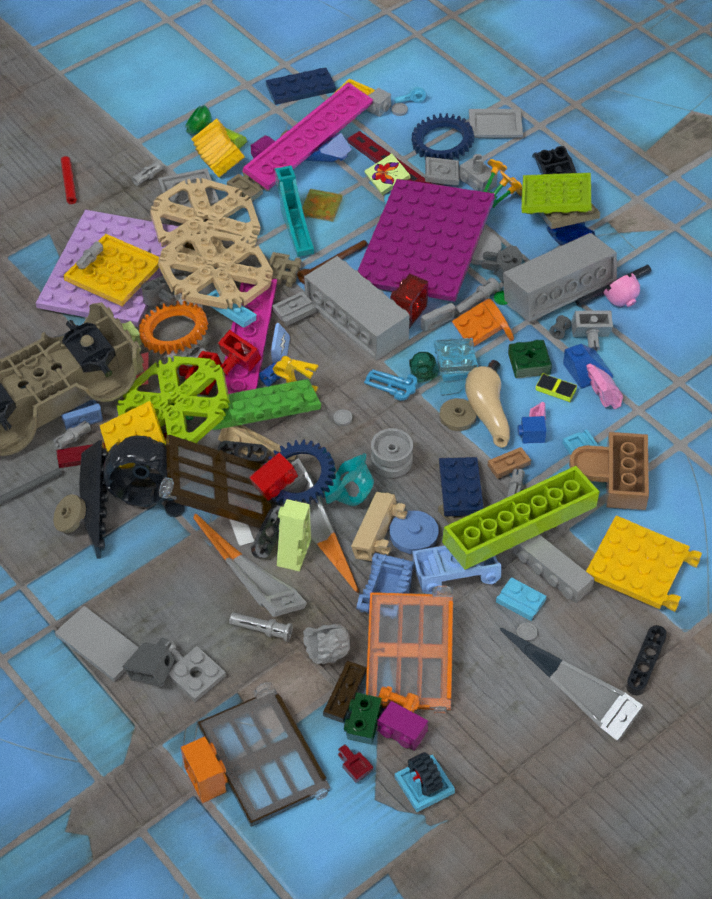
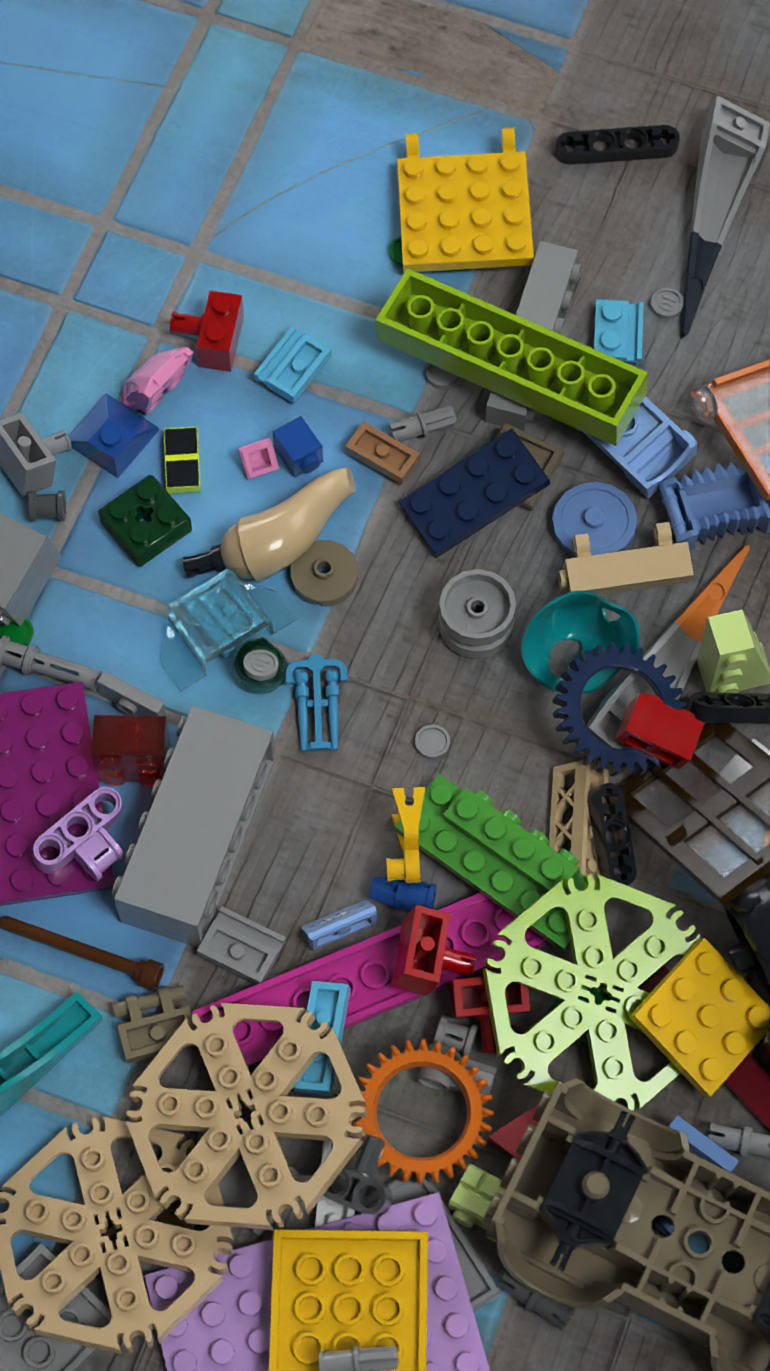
camera: 120 degrees left, 15 degrees up
(377, 266) = (93, 850): none -> lavender piece
(420, 362) = (260, 665): none -> light grey piece
(482, 322) = (108, 625): orange piece -> none
(619, 421) = (216, 329): none -> red brick
(621, 466) = (316, 291): medium nougat brick -> none

